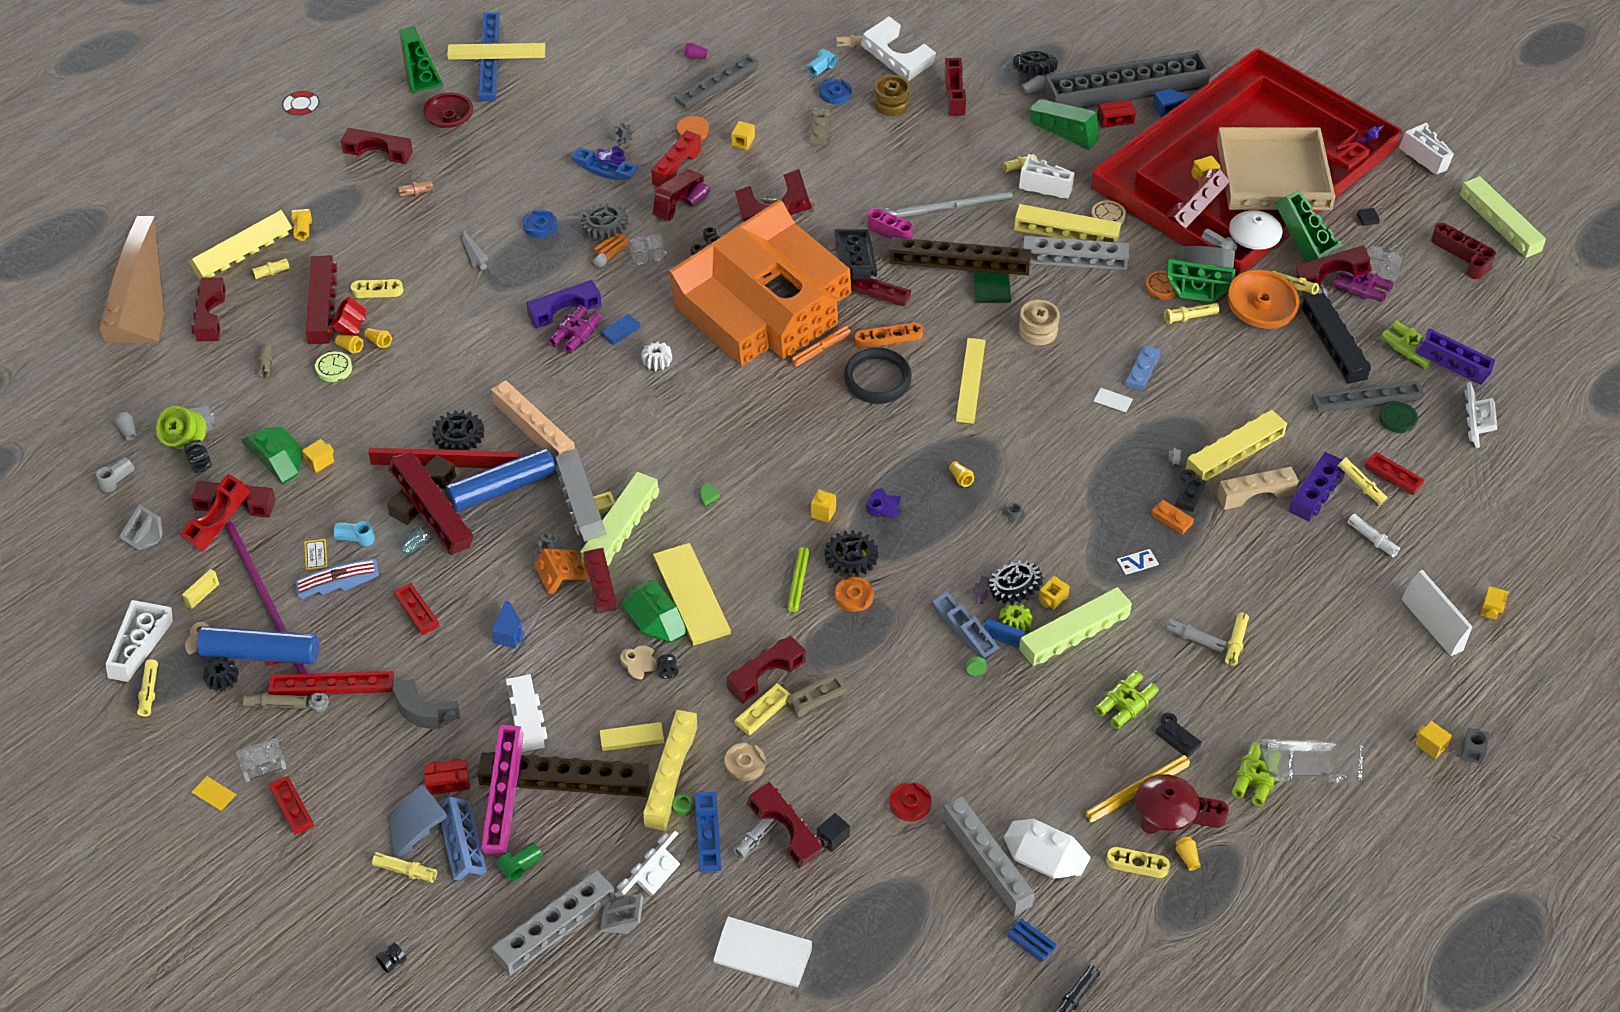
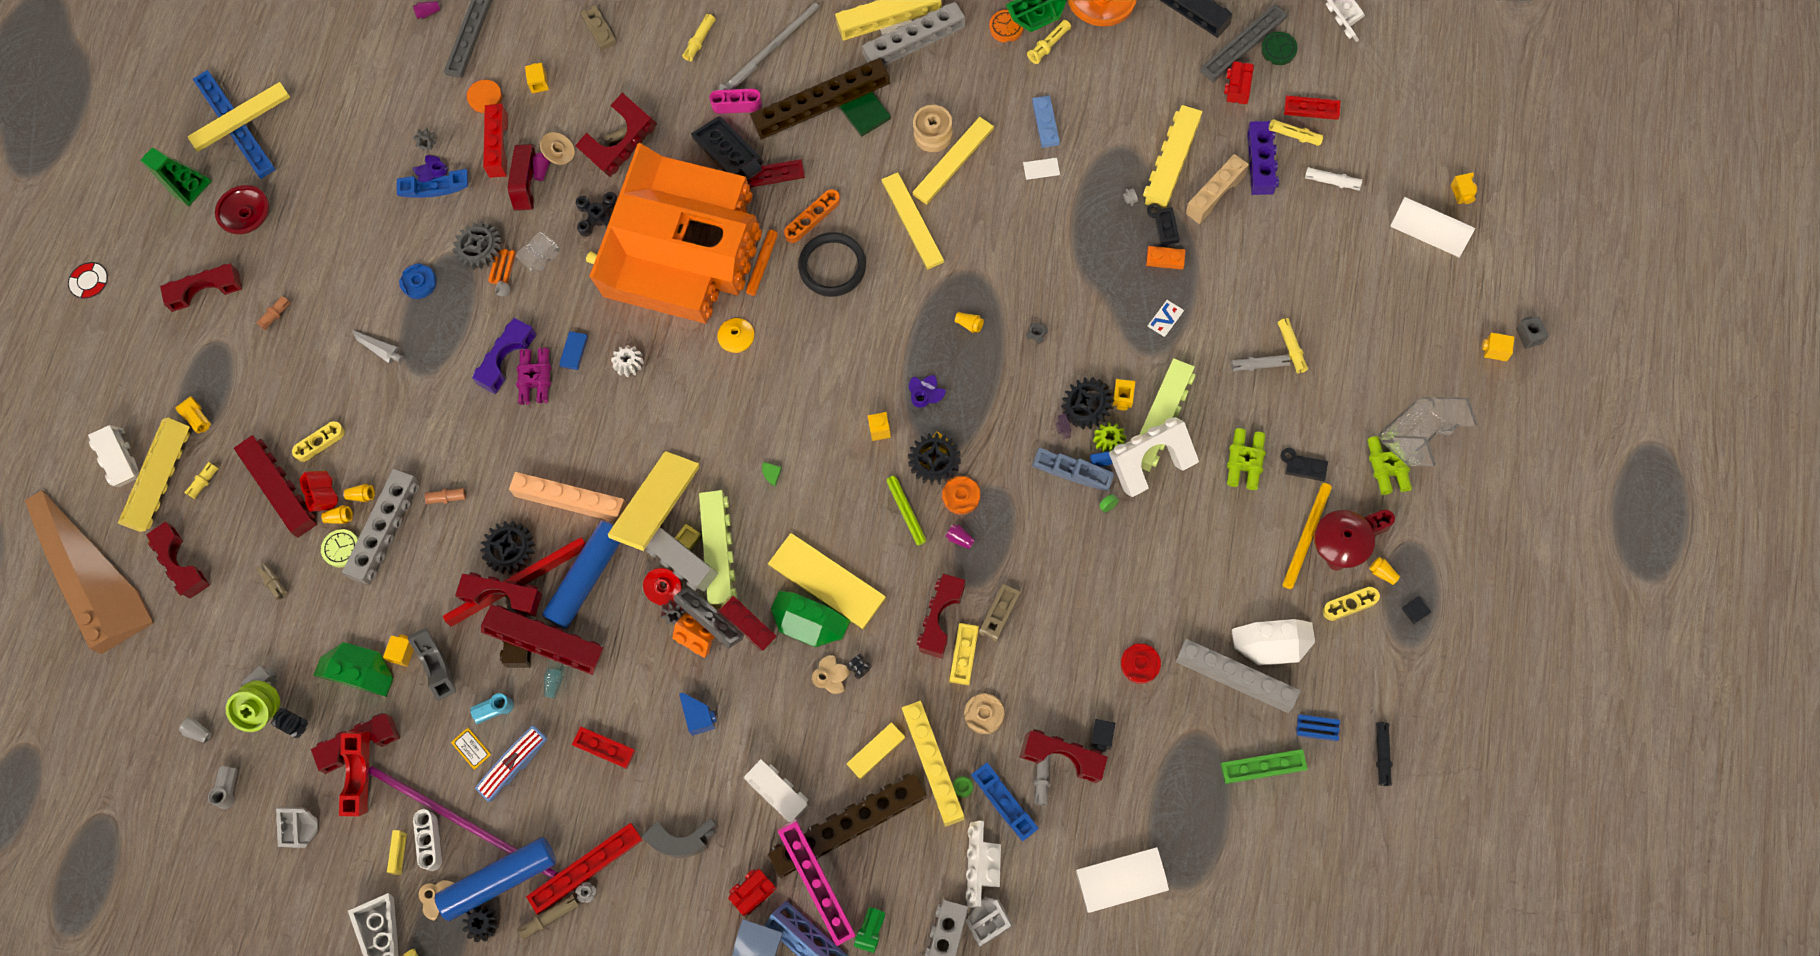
camera: 25 degrees left, 20 degrees up
(223, 216) = (114, 455): none -> white wedge
(230, 594) = (421, 832): none -> white beam
(337, 479) = (434, 662): none -> dark grey arch
(374, 367) = (379, 516): none -> light grey brick
(409, 438) = (475, 589): none -> dark red arch
(440, 373) = (445, 496): none -> nougat pin
(550, 516) = (655, 591): none -> red dish
(573, 559) = (708, 617): none -> dark grey plate
(596, 456) = (653, 501): none -> light yellow tile
(720, 188) = (557, 148): none -> tan dish
(759, 386) = (739, 341): none -> yellow dish
(827, 620) = (959, 536): none -> magenta cone
(889, 172) = (696, 41): none -> light yellow pin
(957, 939) = (1263, 766): none -> bright green plate
(1015, 634) = (1128, 456): none -> white arch
(1040, 355) = (953, 160): none -> light yellow tile
(1195, 901) = (1416, 610): none -> black tile
(1340, 422) = (1239, 83): none -> red brick

